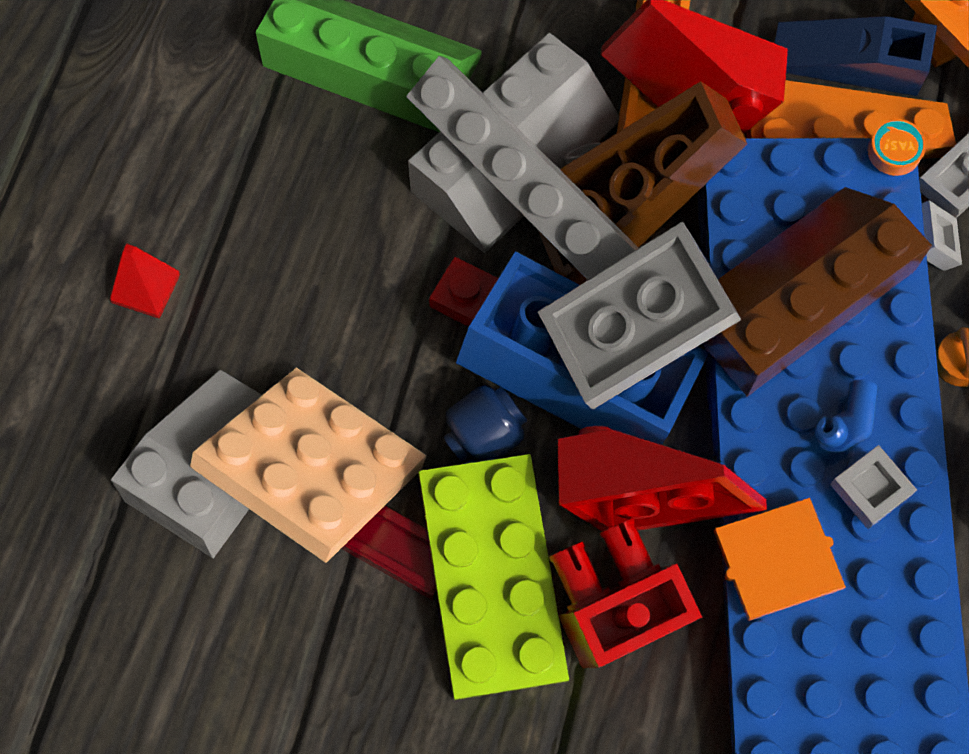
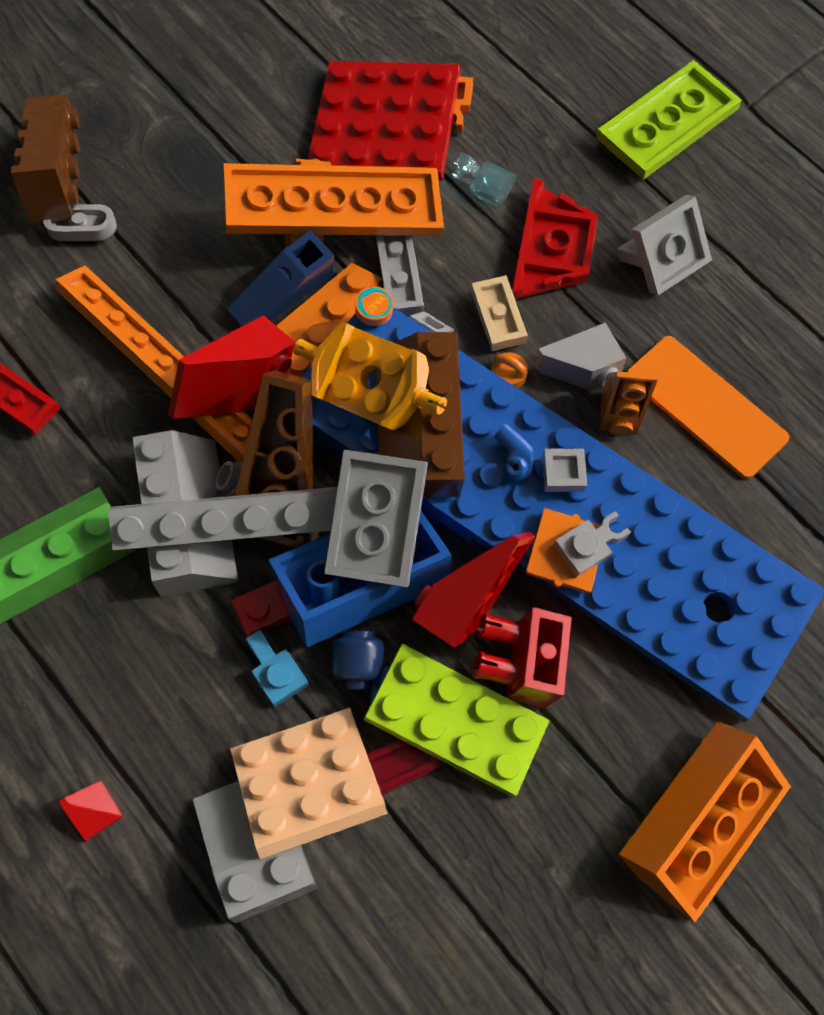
camera: 55 degrees left, 0 degrees up
(412, 358) = (277, 673): none -> dark azure plate
(793, 162) = (342, 372): none -> light orange plate
(799, 575) = (587, 546): none -> light grey plate

